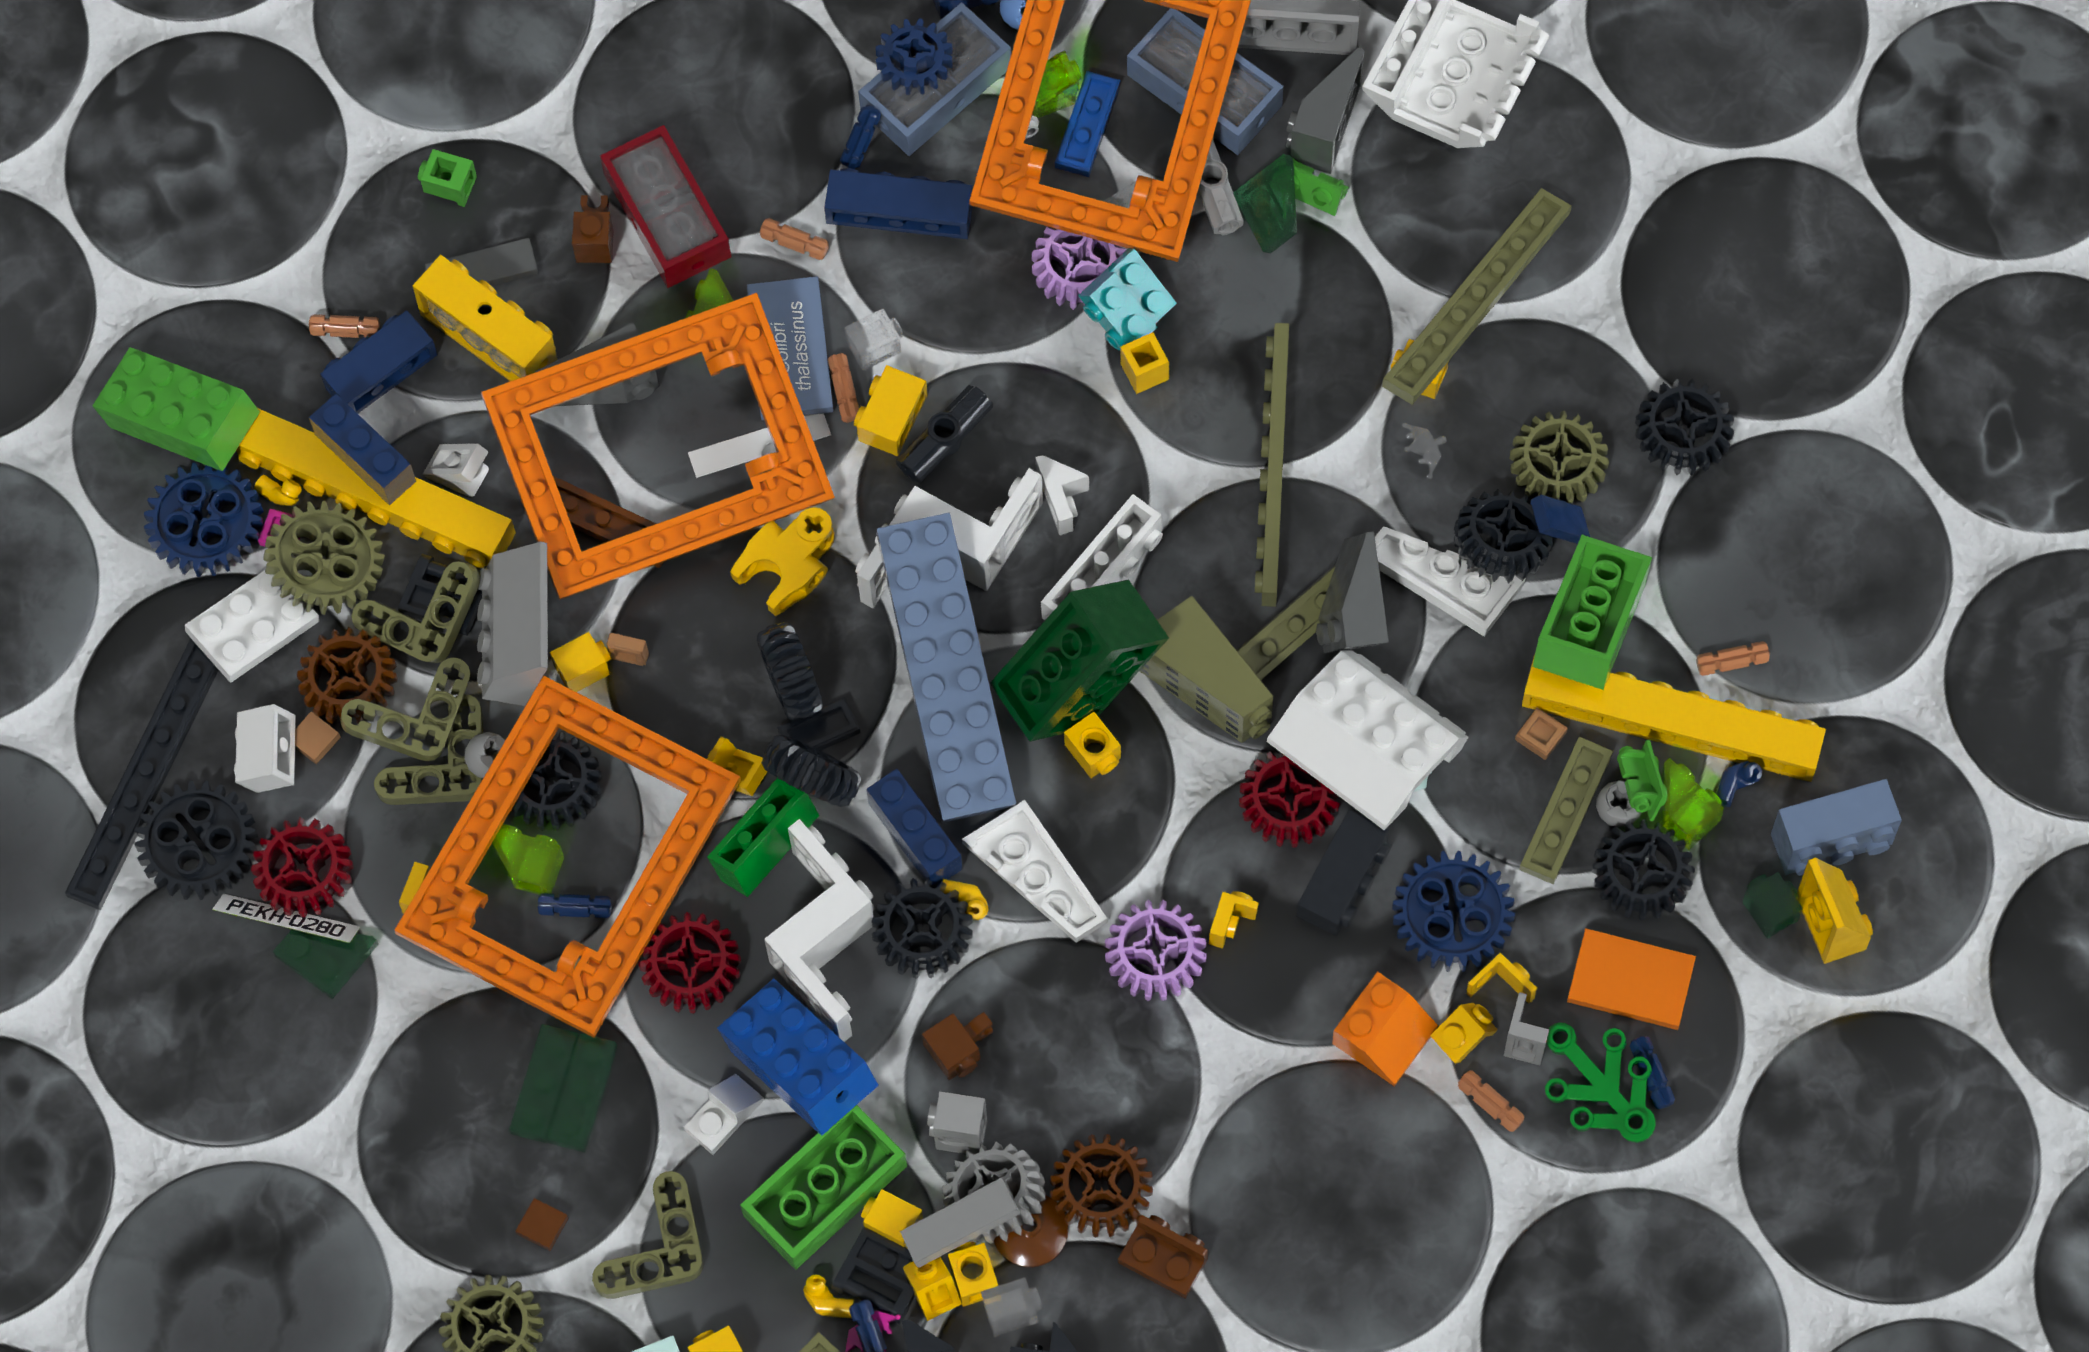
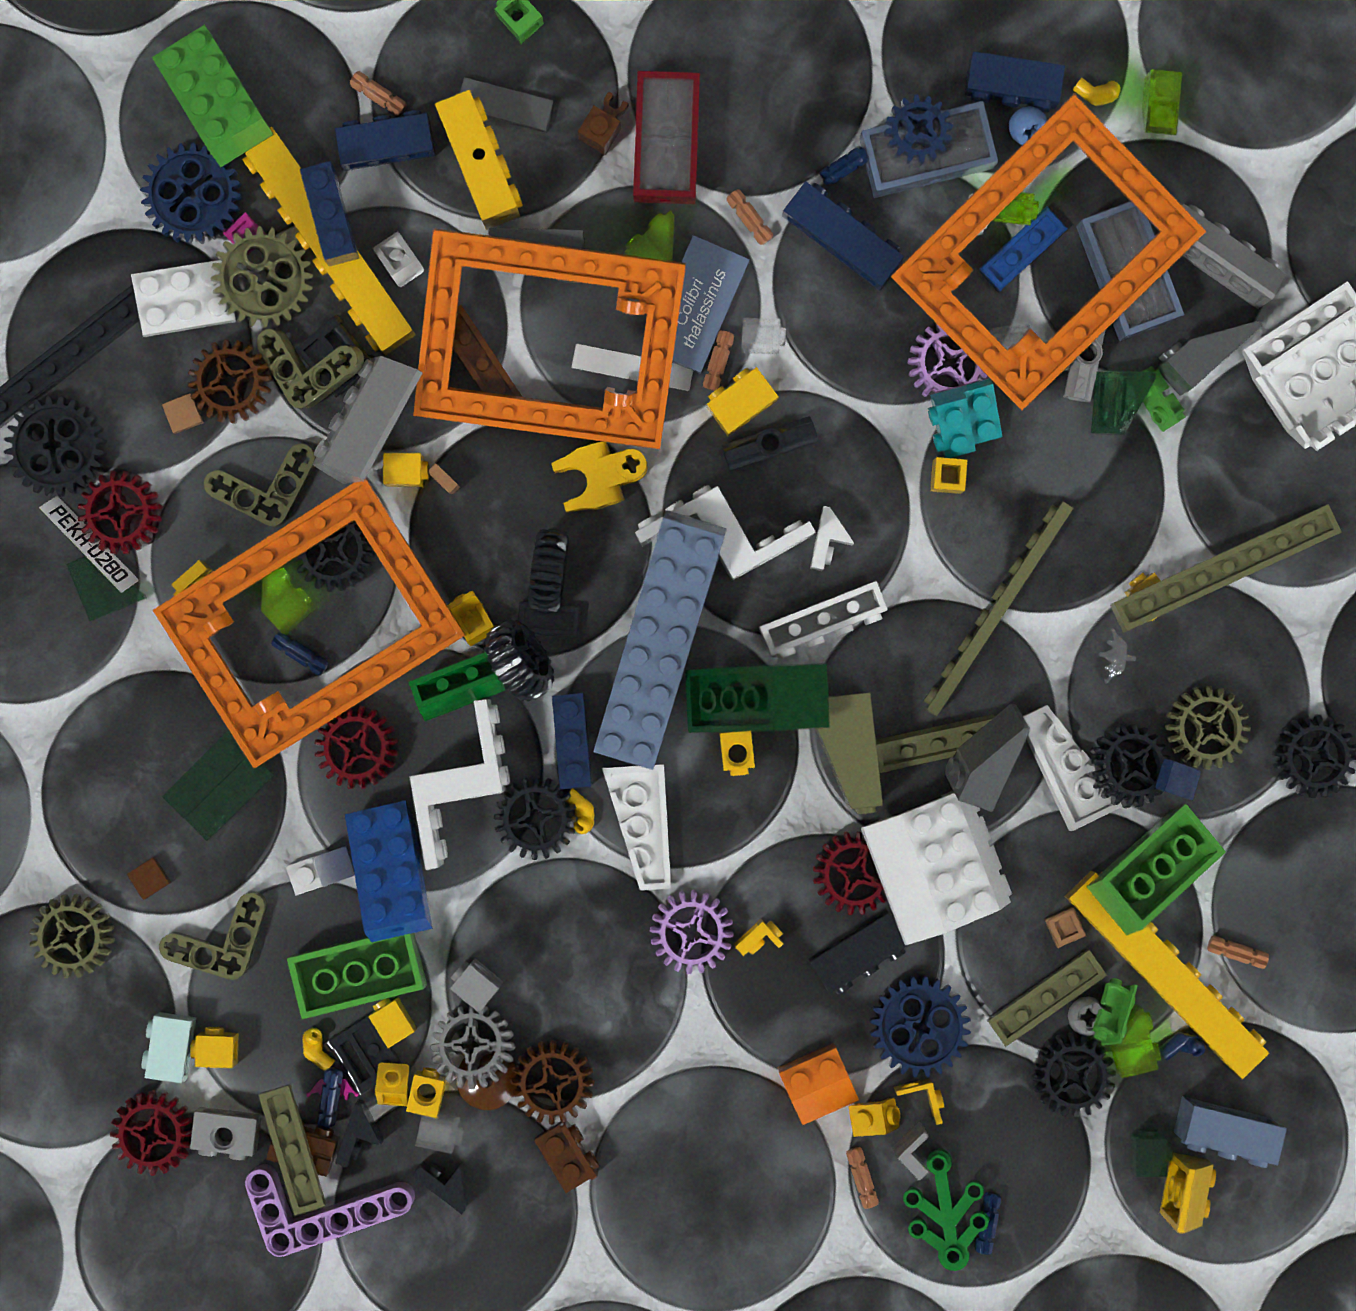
camera: 30 degrees right, 20 degrees up
(265, 748) = (140, 406): white brick -> none
(281, 495) = (261, 209): yellow arm -> none
(425, 725) = (265, 455): olive beam -> none
(478, 750) = (293, 497): light grey piece -> none
(955, 1046) = (507, 919): reddish brown brick -> none
(960, 1222) = (432, 1064): light grey tile -> none
(1631, 979) = (1016, 1146): orange tile -> none

